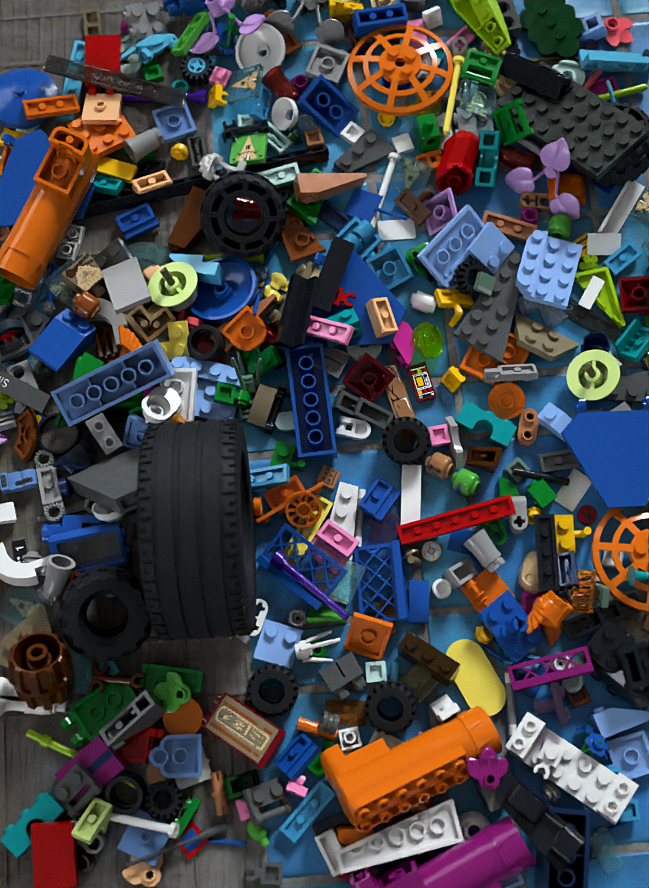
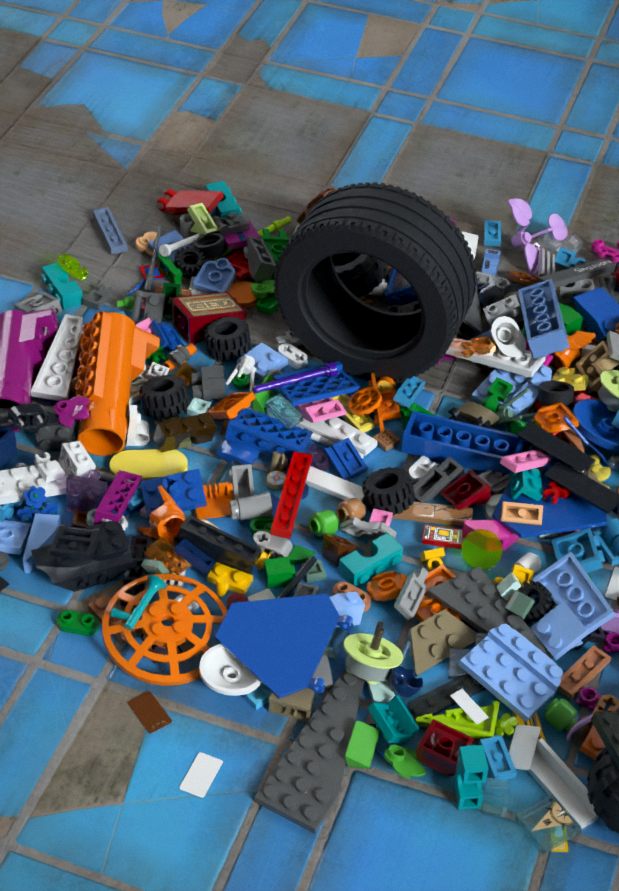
camera: 115 degrees right, 30 degrees down
(467, 299) = (508, 586): none -> light aqua tile

